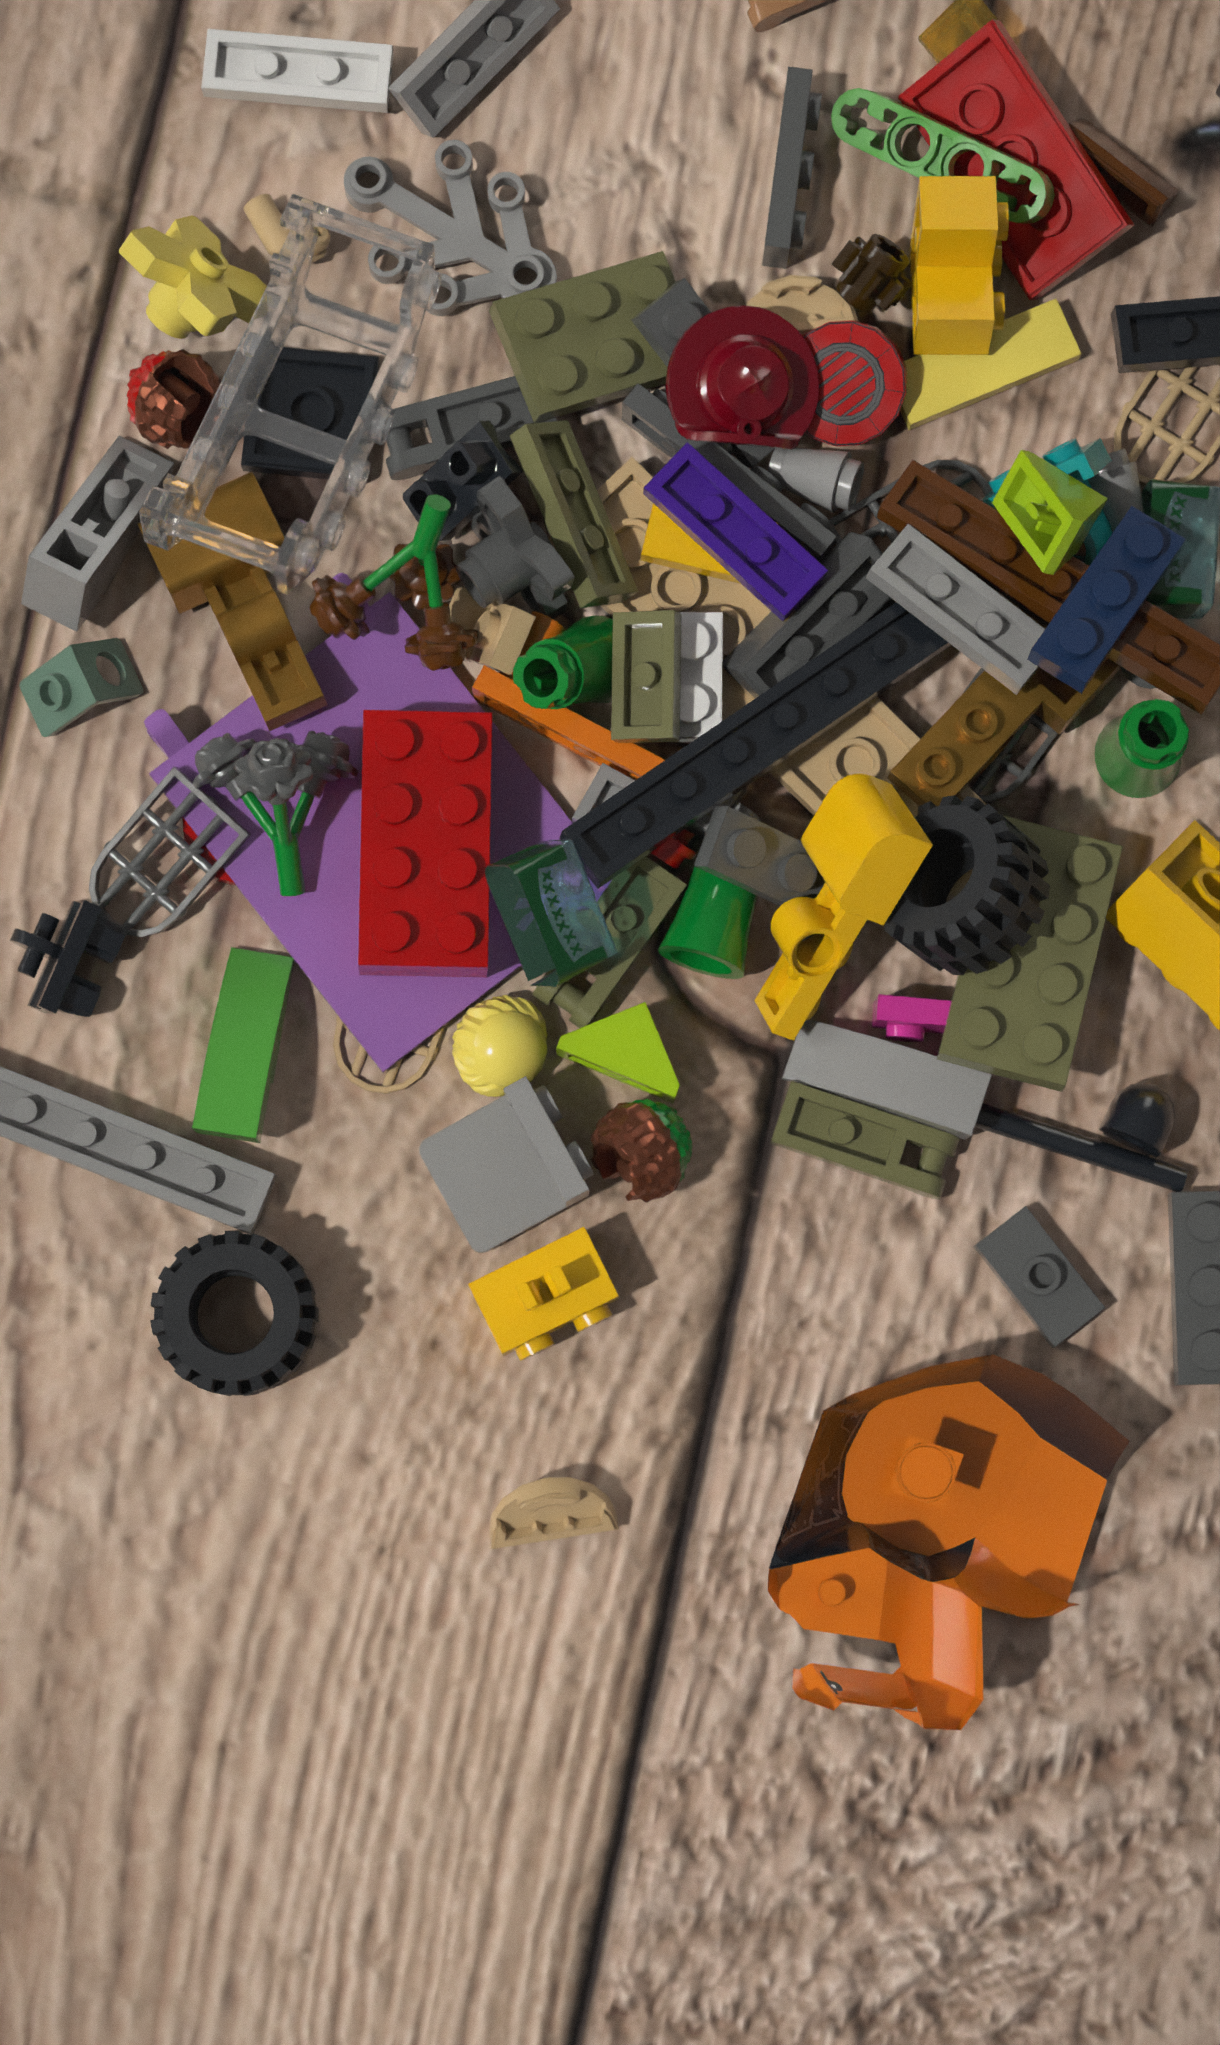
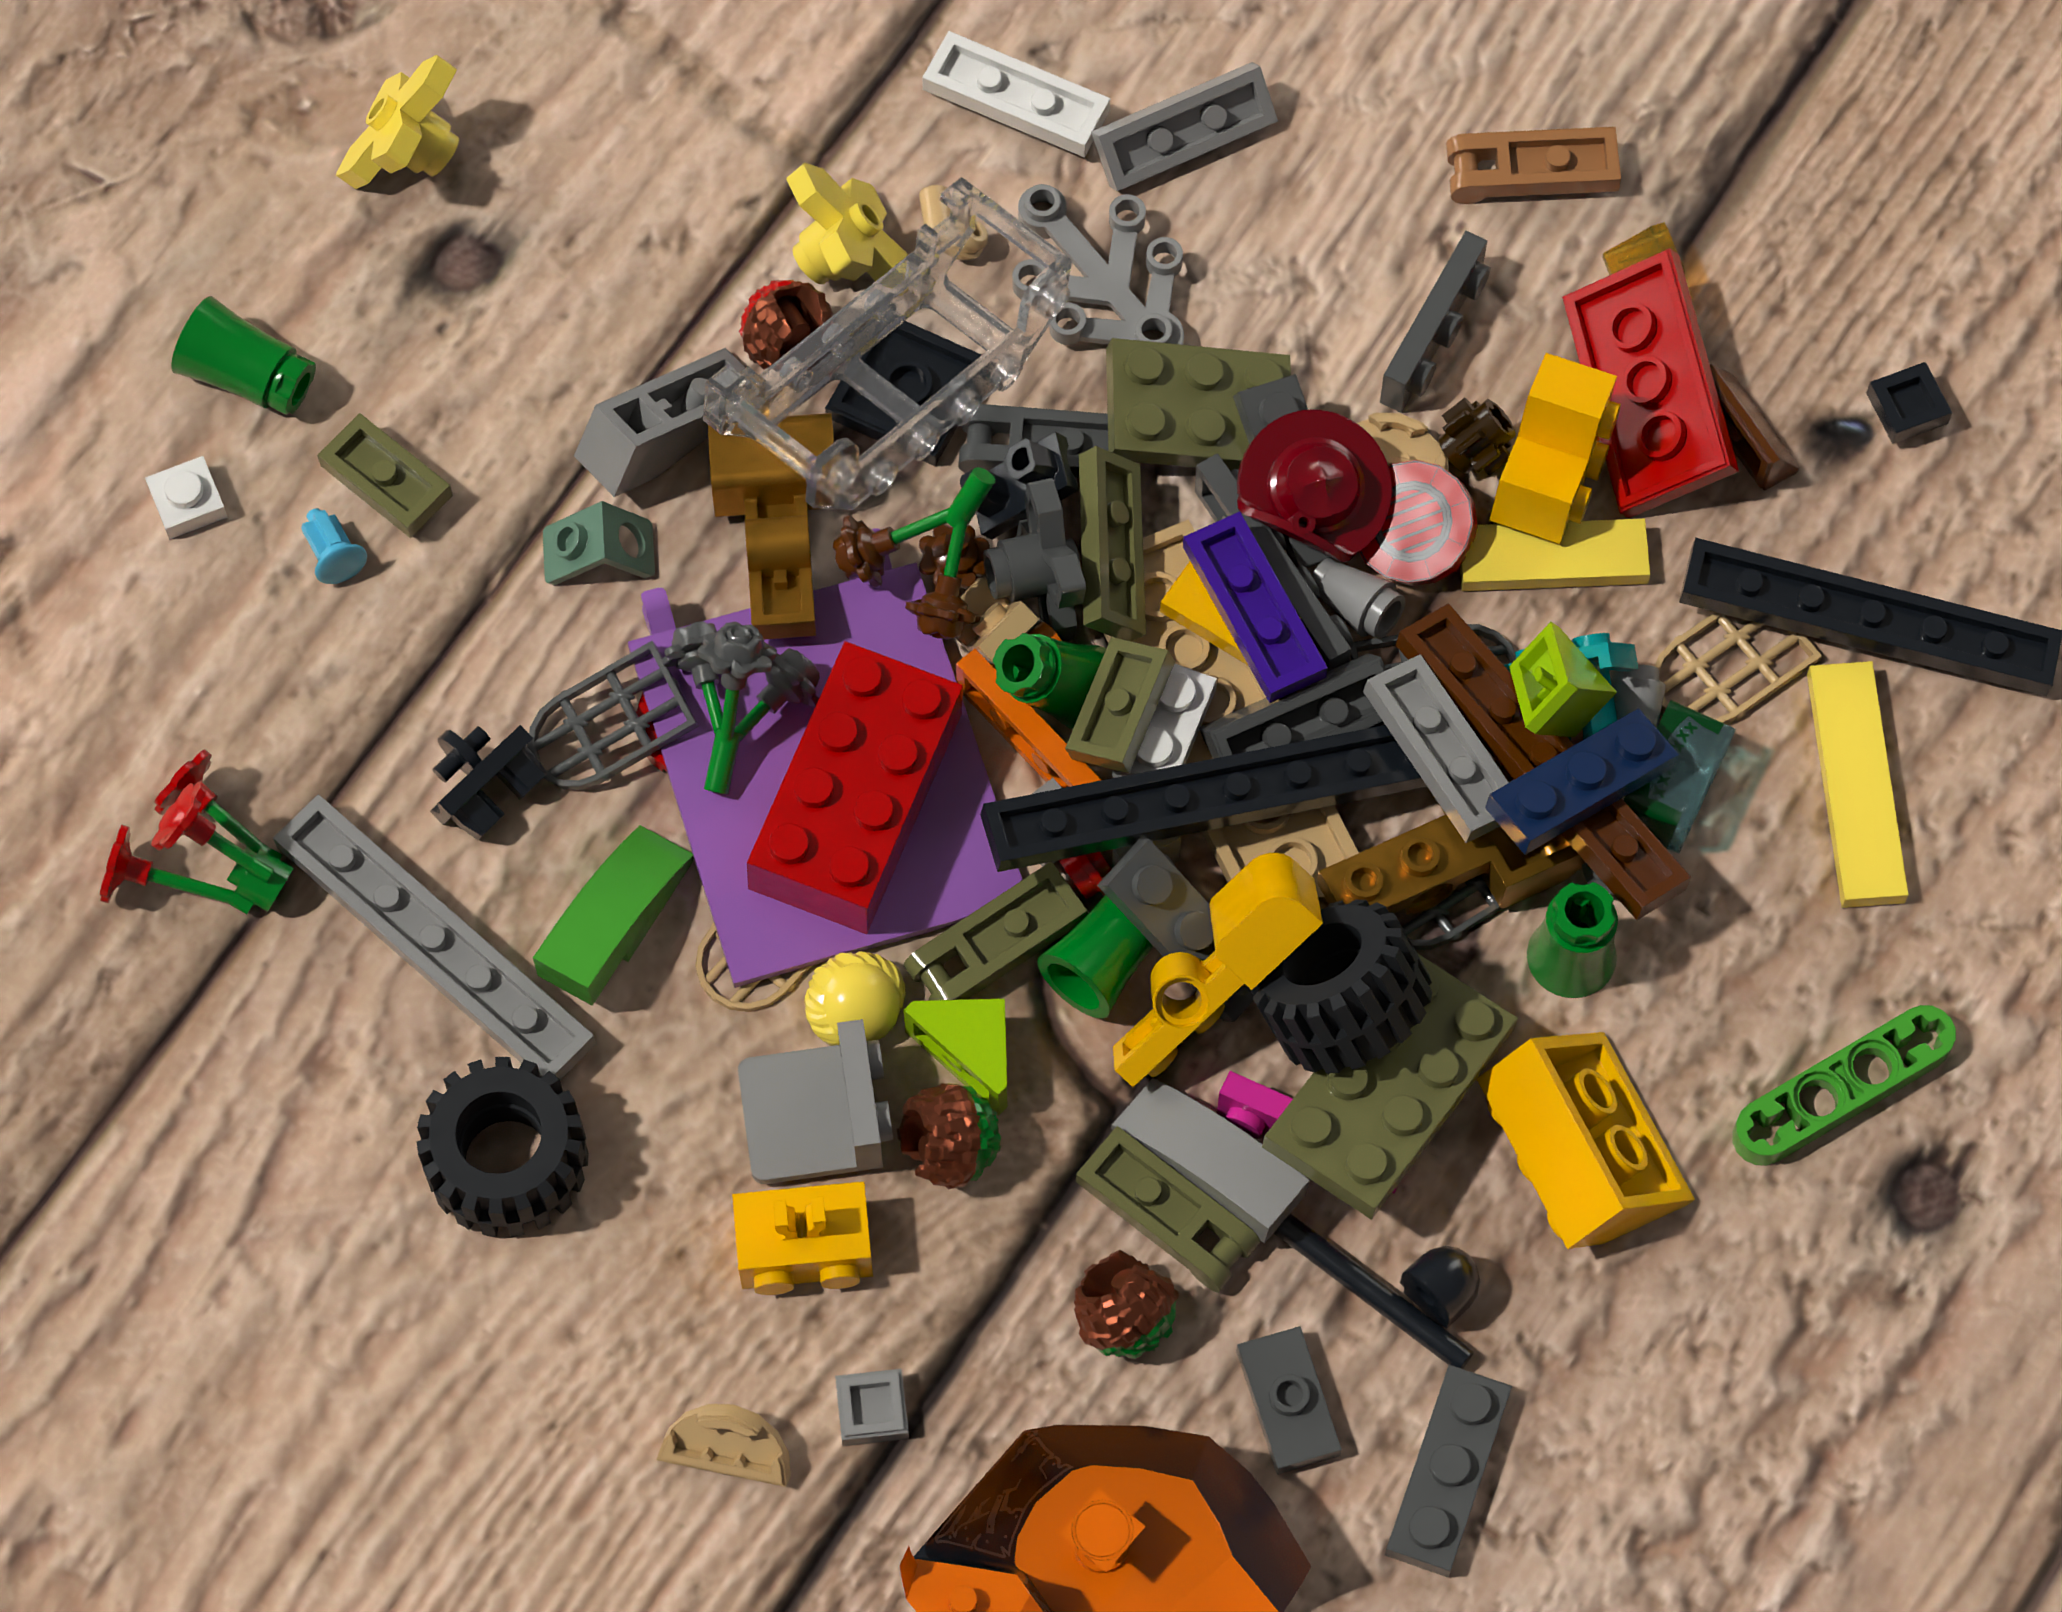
camera: 25 degrees right, 15 degrees down
(550, 911) = (945, 876): clear light blue piece -> none
(666, 1425) = (872, 1407): none -> light grey tile
(863, 1251) = (1124, 1306): none -> copper piece
(944, 149) = (1585, 349): bright green beam -> none

